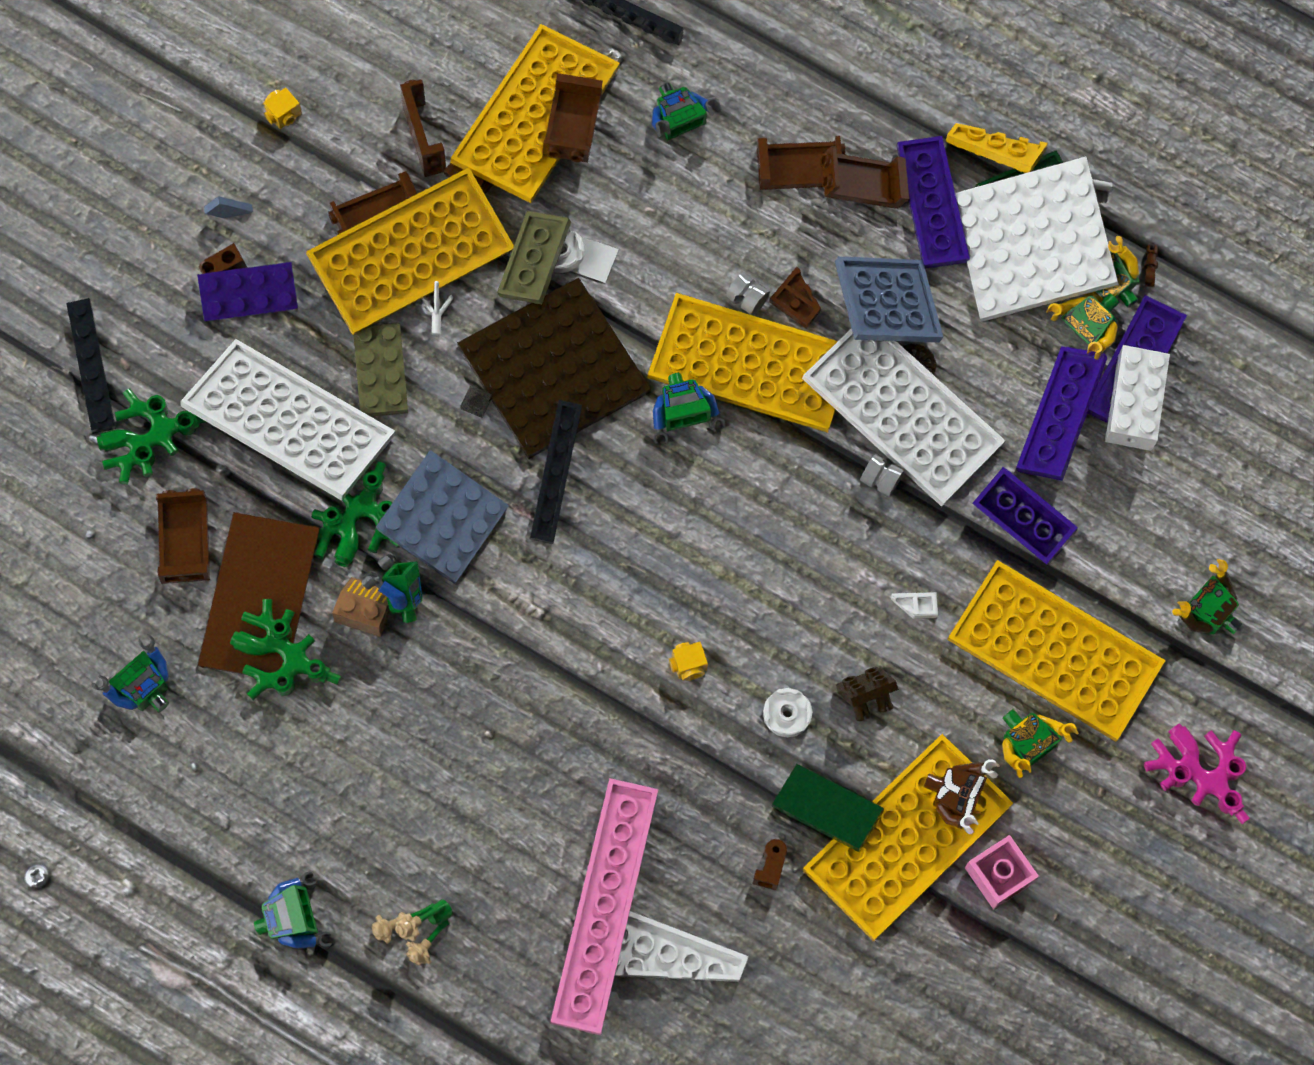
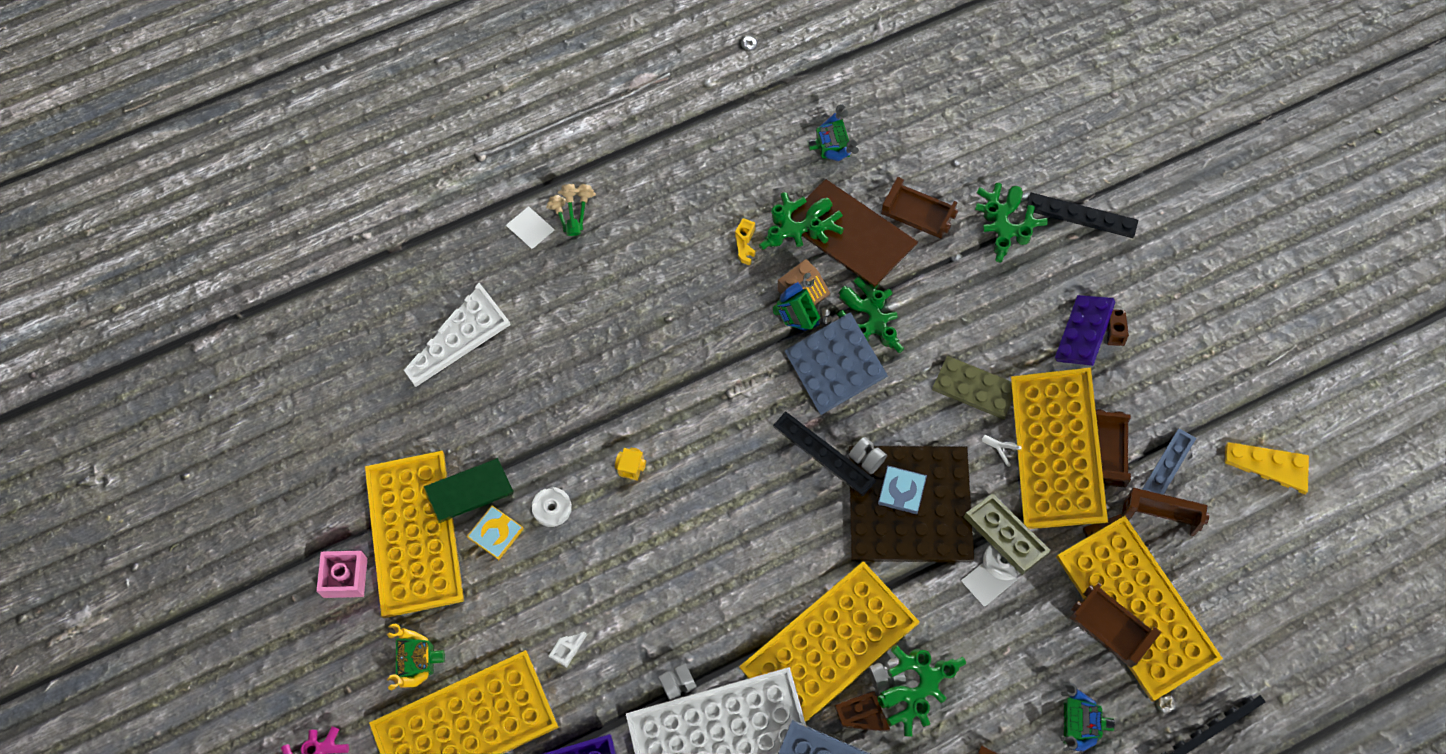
camera: 130 degrees right, 5 degrees down
(226, 208) = (1163, 351): sand blue tile -> none
(281, 108) = (1234, 427): yellow brick -> none
(288, 419) = (967, 305): white plate -> none
(290, 915) = (627, 147): torso -> none
(301, 61) = (1281, 466): none -> yellow wing
(343, 708) = (744, 250): none -> yellow piece
(361, 150) = (1169, 462): none -> sand blue plate
(464, 971) = (530, 227): none -> white sticker
(476, 401) = (912, 434): clear smoke plate -> none
(535, 421) = (866, 454): none -> light grey wheel
(549, 374) = (902, 490): none -> tile
(604, 907) = (507, 317): bright pink plate -> none
(683, 406) = (819, 568): torso -> none
(722, 256) = (928, 685): none -> green plant
(775, 855) = (461, 438): reddish brown leg -> none
(851, 753) = (495, 532): none -> tile
(866, 687) = (527, 565): dark brown plate -> none
(960, 792) = (409, 576): torso -> none

